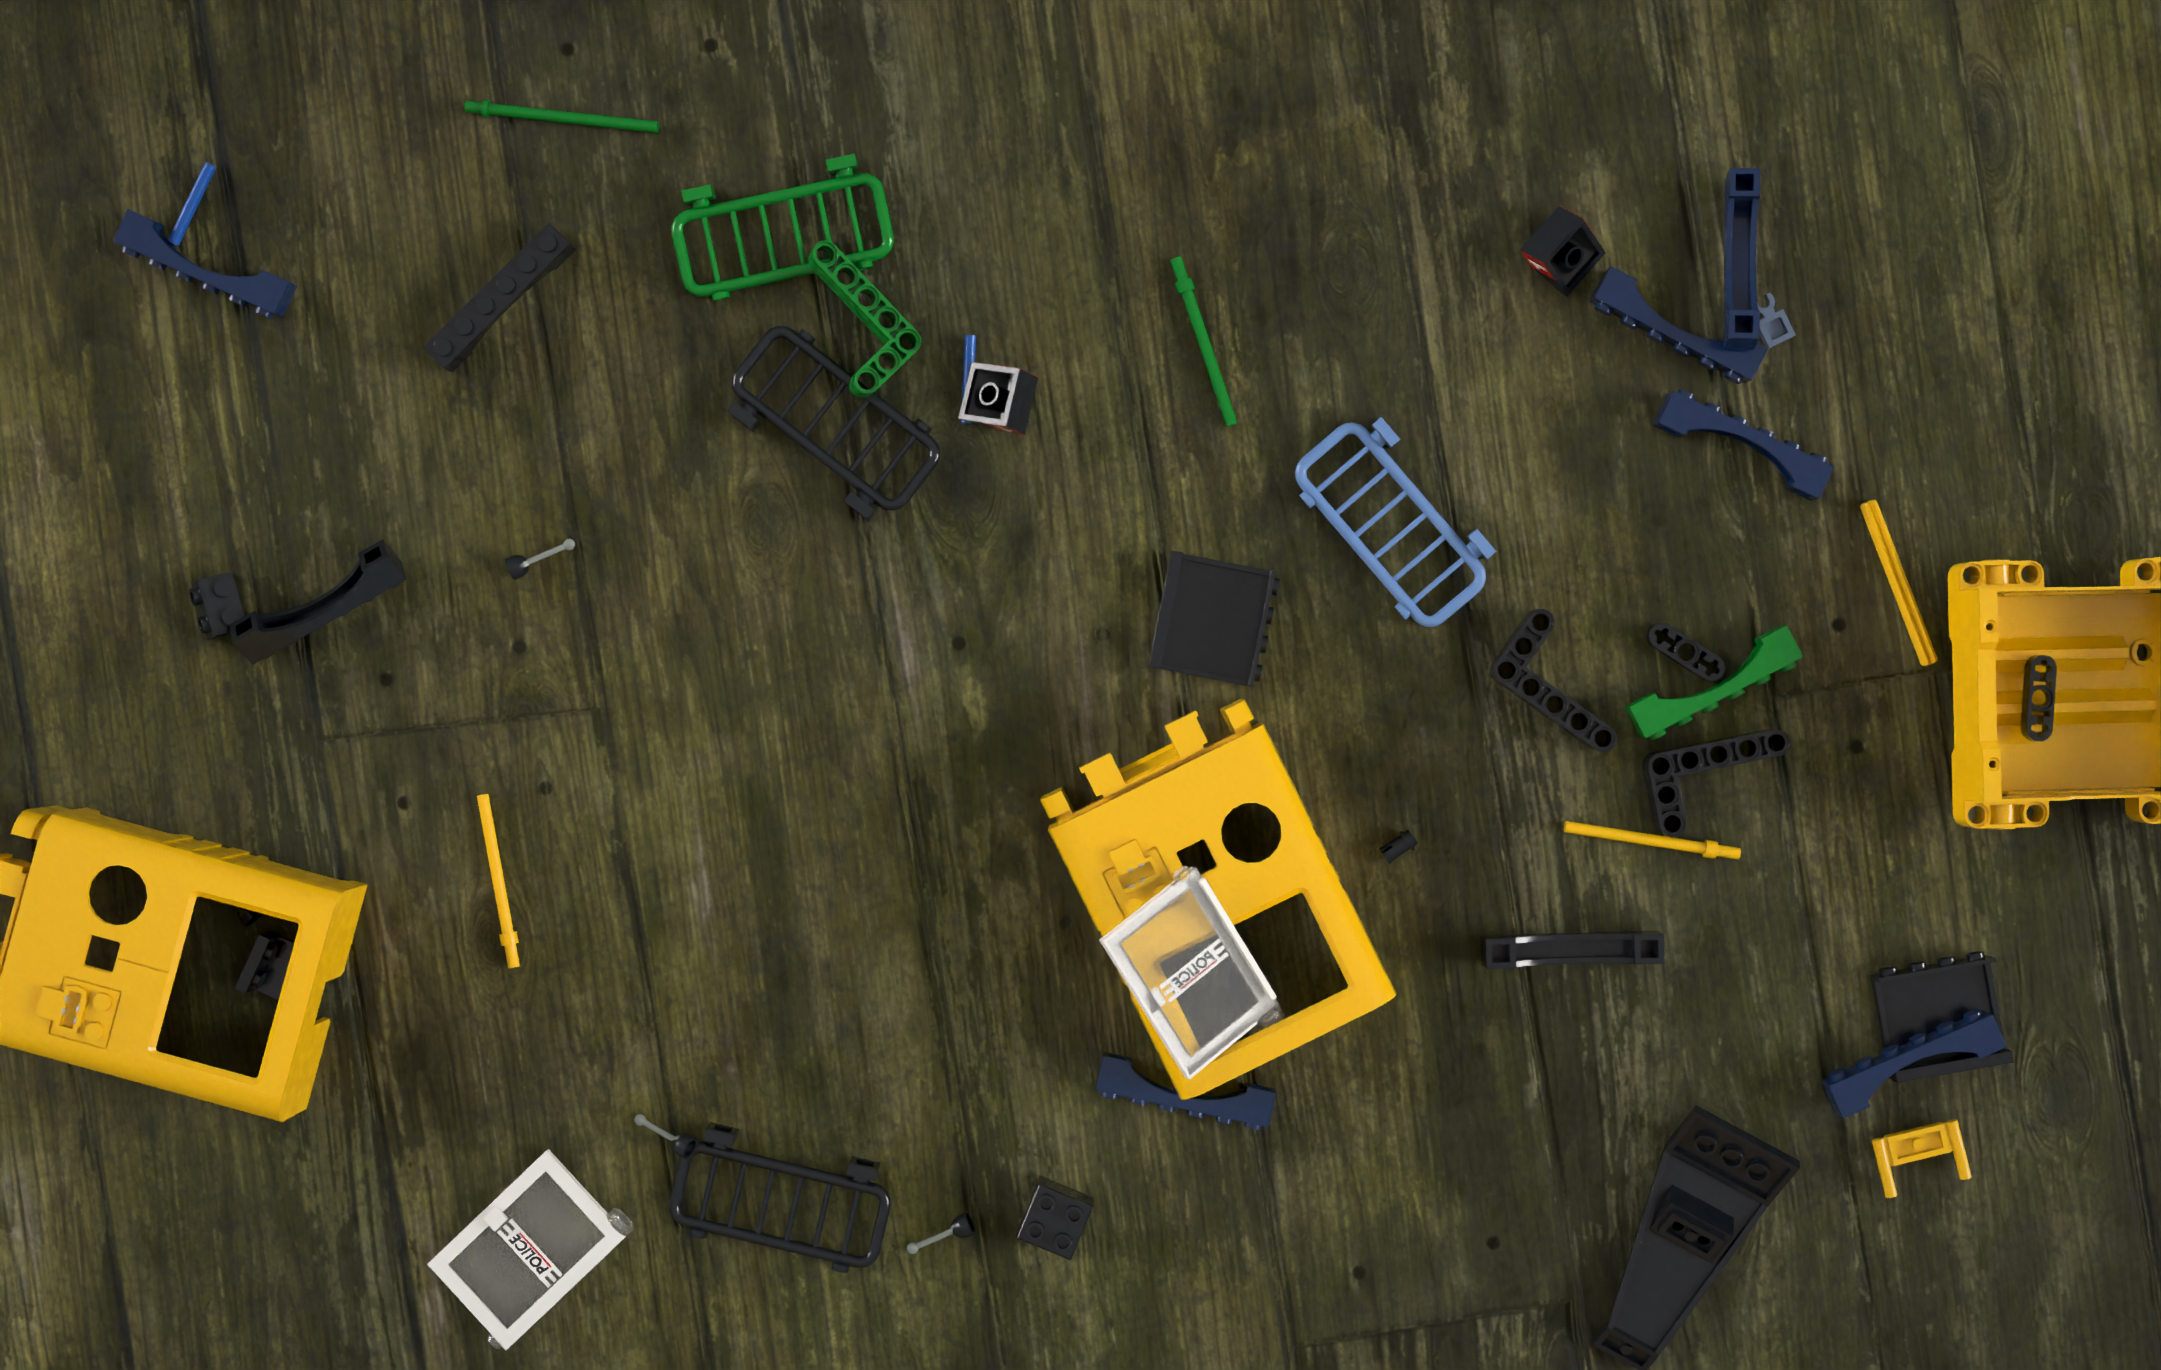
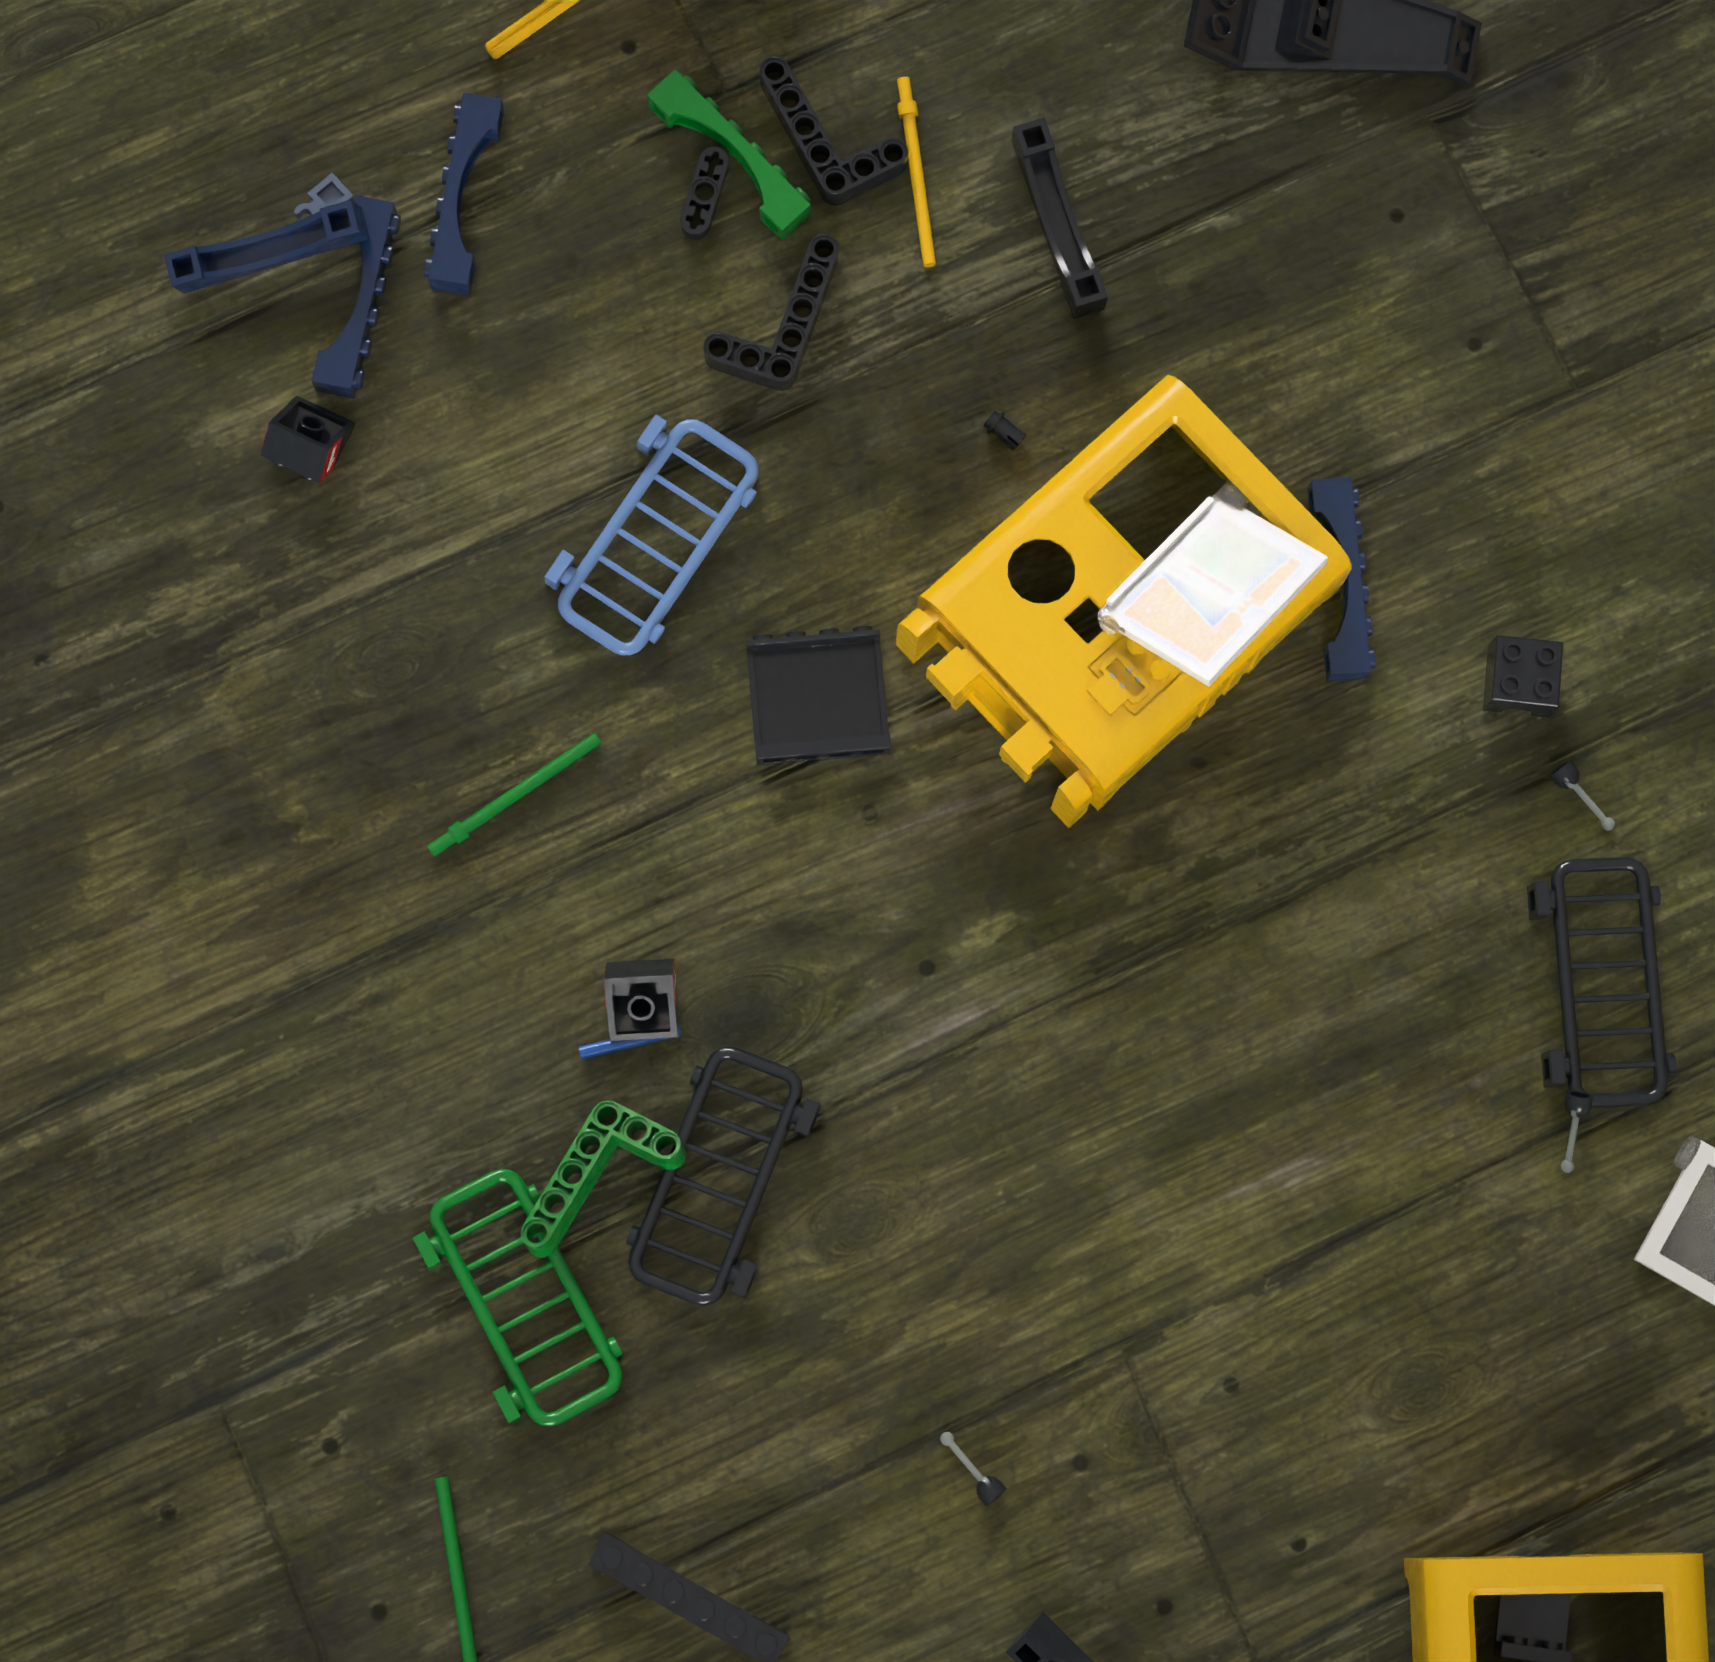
camera: 115 degrees left, 10 degrees down
(509, 936) = (1412, 1374): yellow bar -> none

